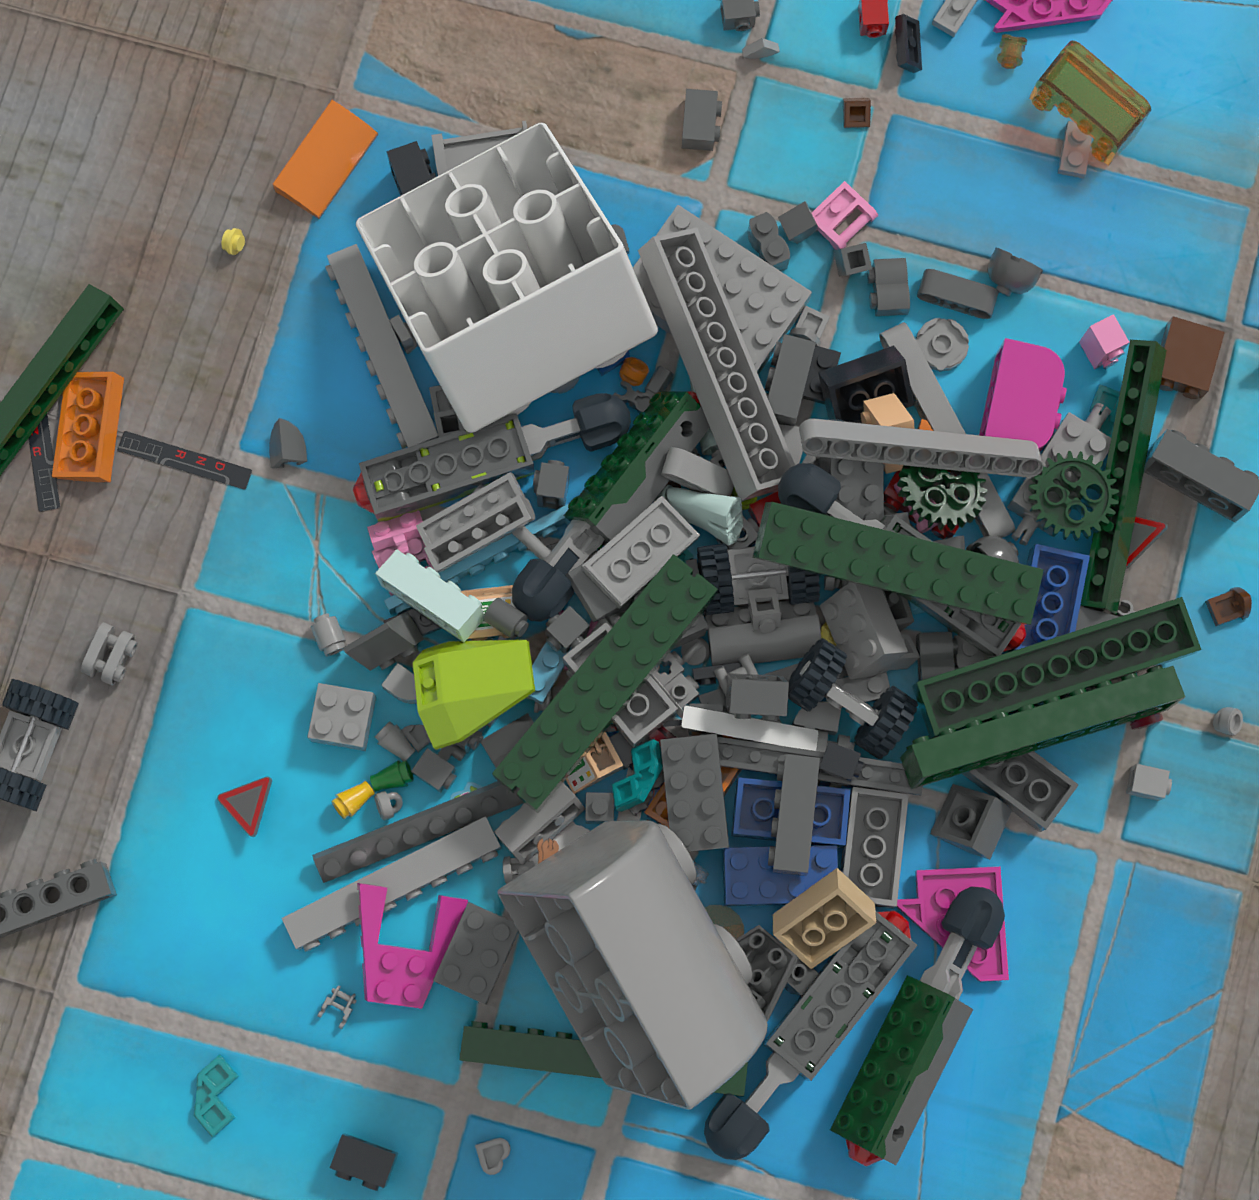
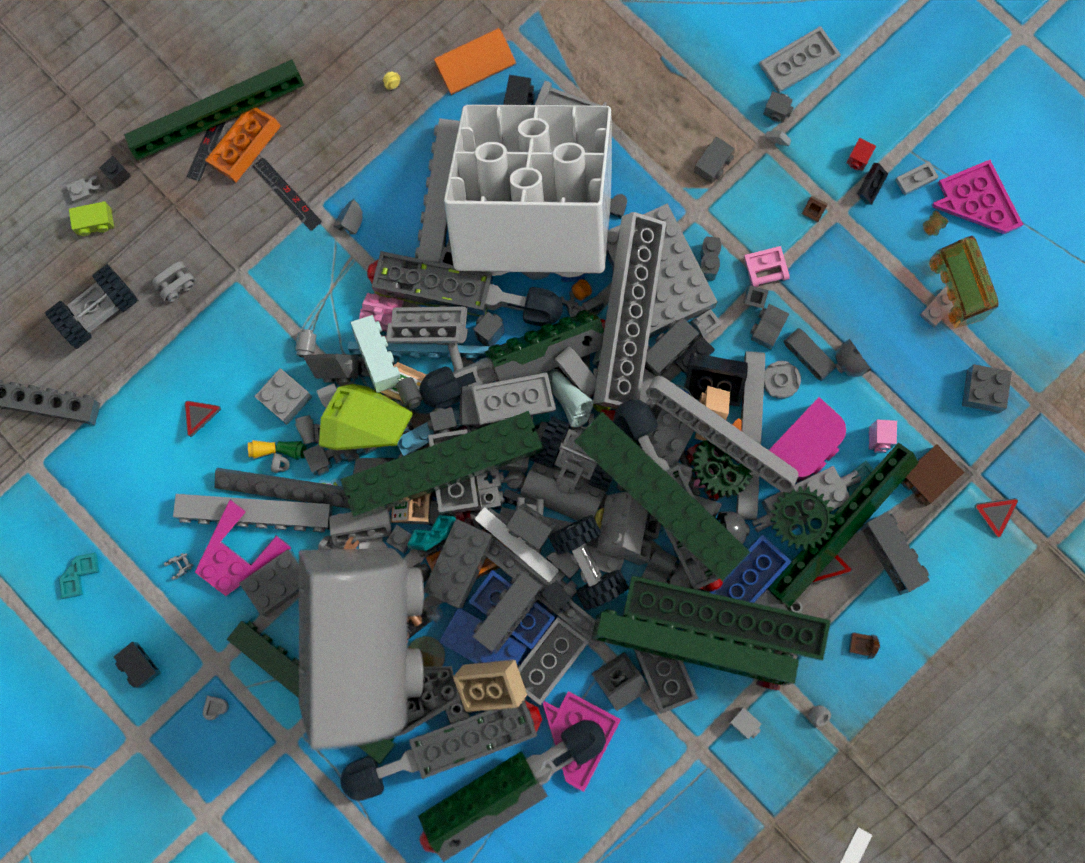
camera: 40 degrees right, 0 degrees up
(798, 223) = (735, 256): dark grey brick -> none
(1190, 216) = (986, 388): none -> dark grey brick

